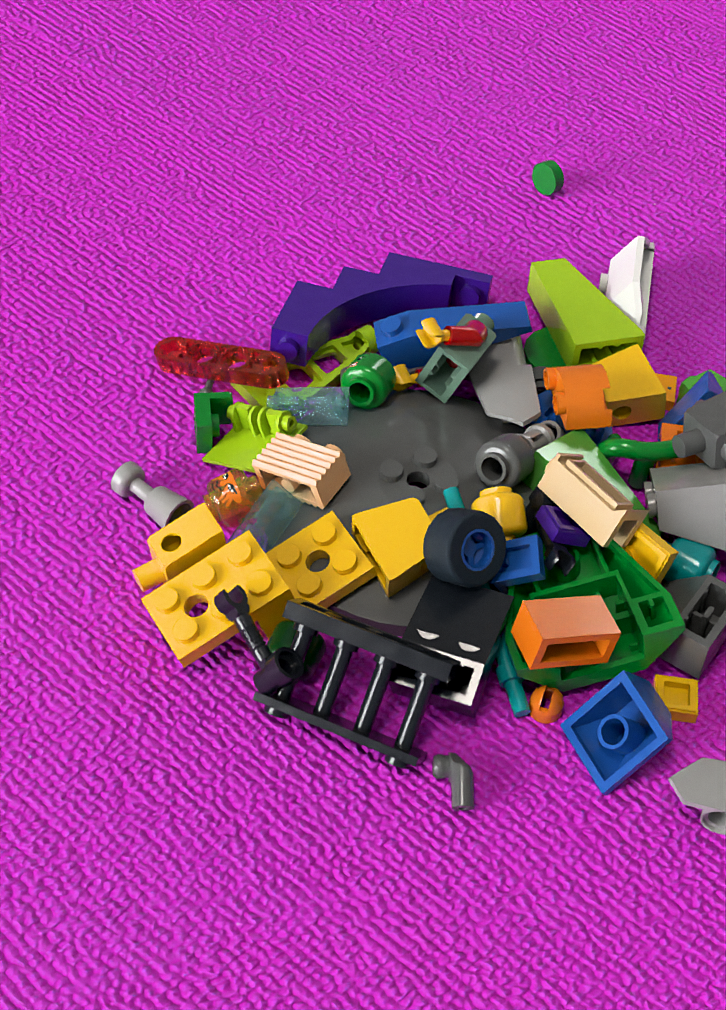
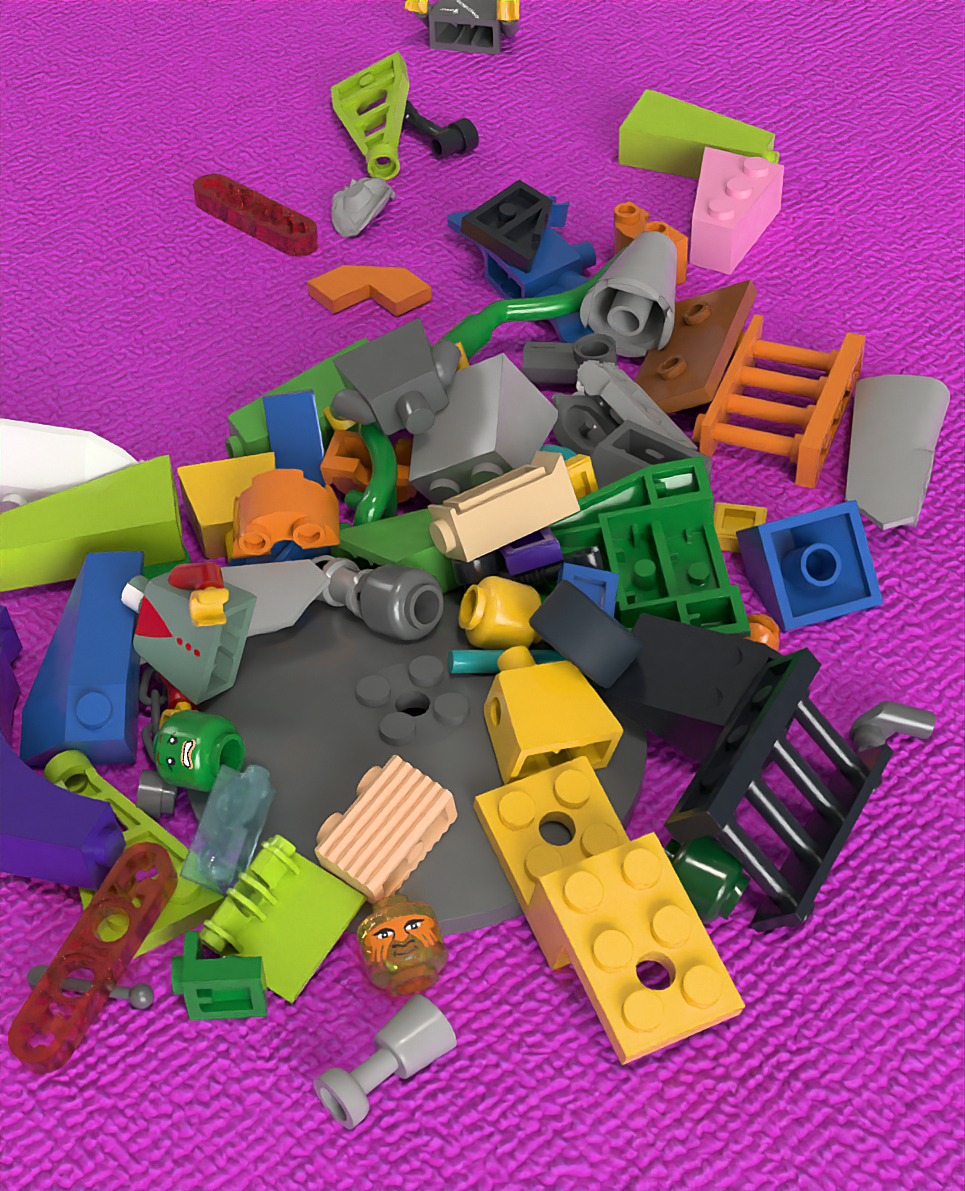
camera: 80 degrees left, 5 degrees down
(180, 547) = (535, 996): yellow torso -> none
(269, 516) = (489, 920): clear light blue hinge -> none
(276, 668) = (773, 879): black brick -> none
(565, 632) = (713, 562): orange piece -> none

